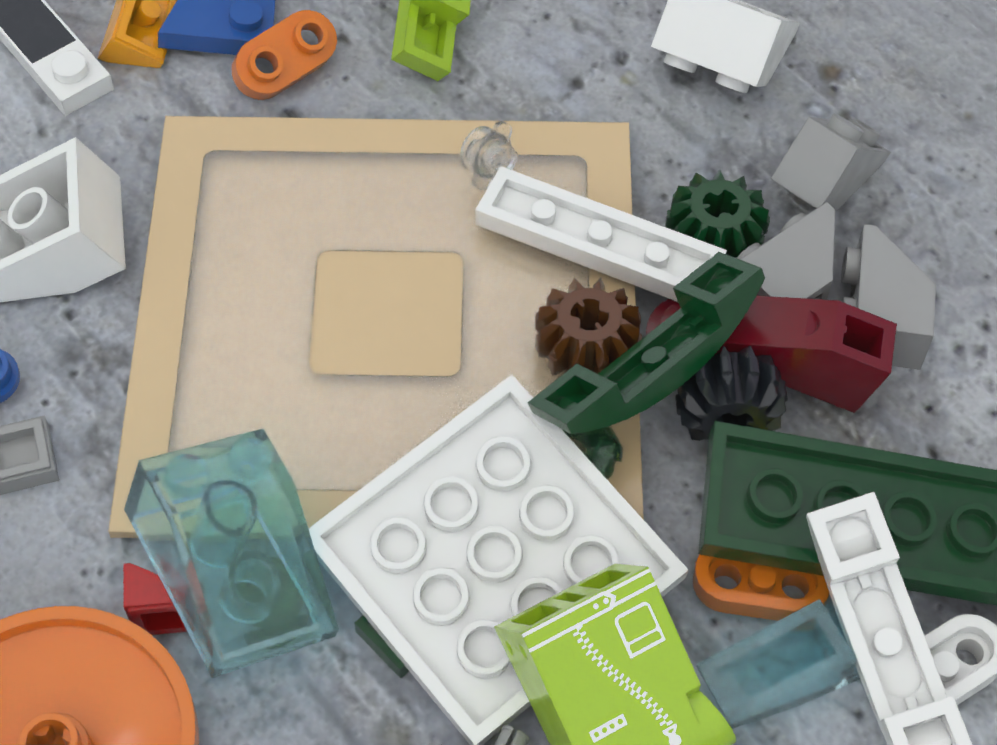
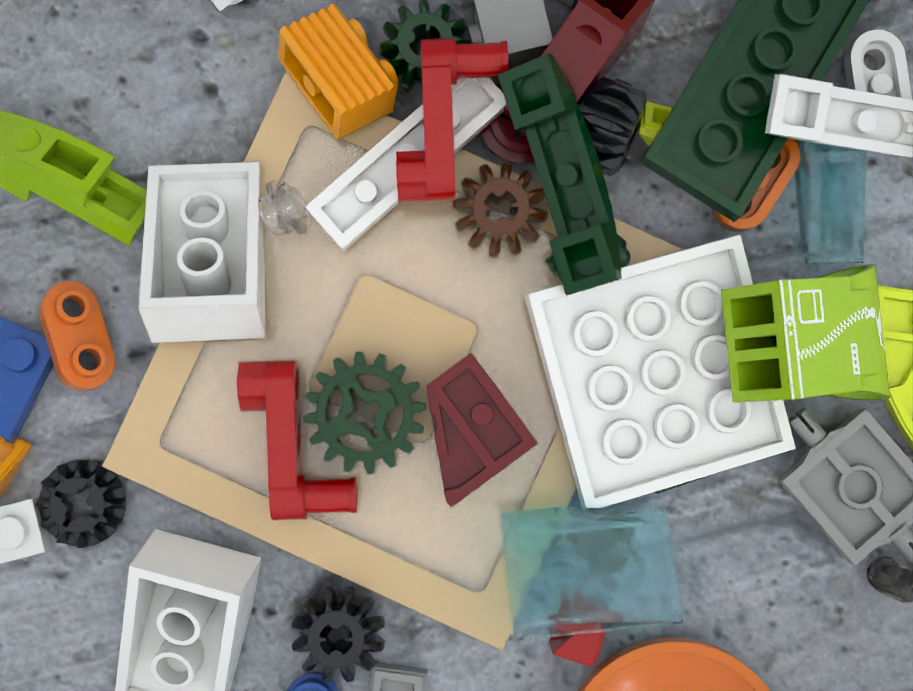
camera: 65 degrees left, 30 degrees up
(69, 366) = (341, 653): none -> black gear
(134, 131) = (105, 496): none -> black gear
(292, 221) = (276, 389): none -> red beam
(317, 292) = (333, 429): none -> dark green gear
(346, 397) = (473, 428): none -> dark red wing
(405, 106) = (203, 253): none -> white slope
(607, 242) = (431, 172): none -> red beam
(648, 149) = (337, 70): none -> light orange brick

